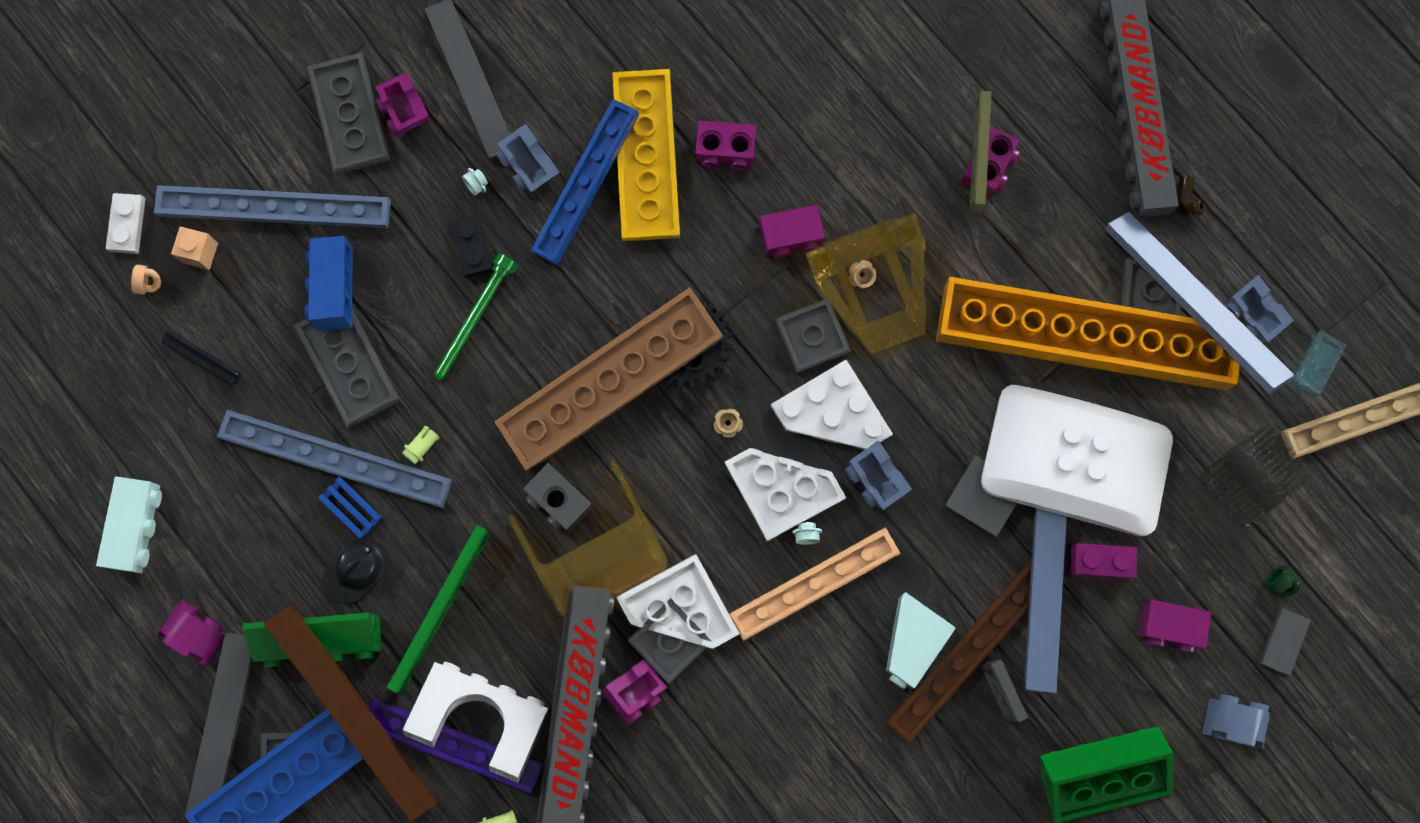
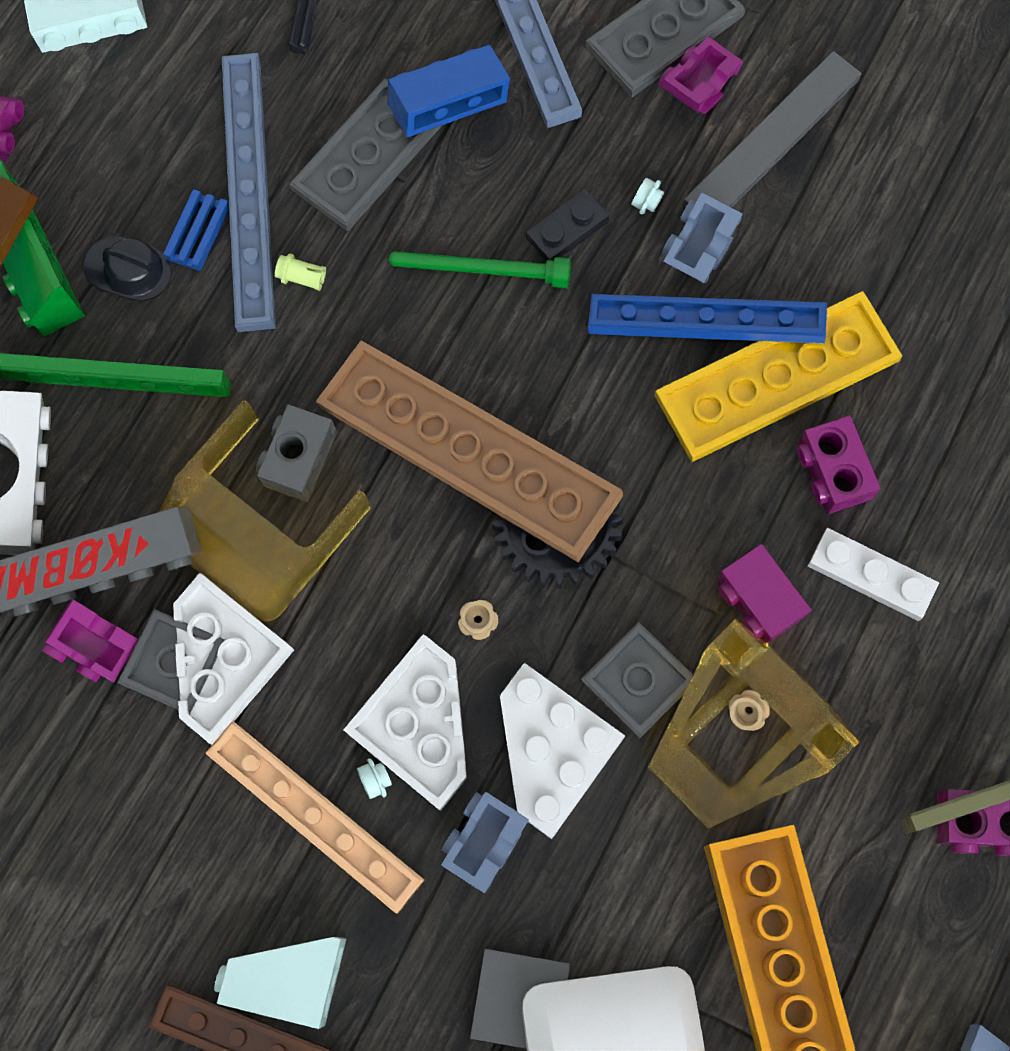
camera: 75 degrees right, 5 degrees down
(805, 157) = (873, 574): none -> white plate

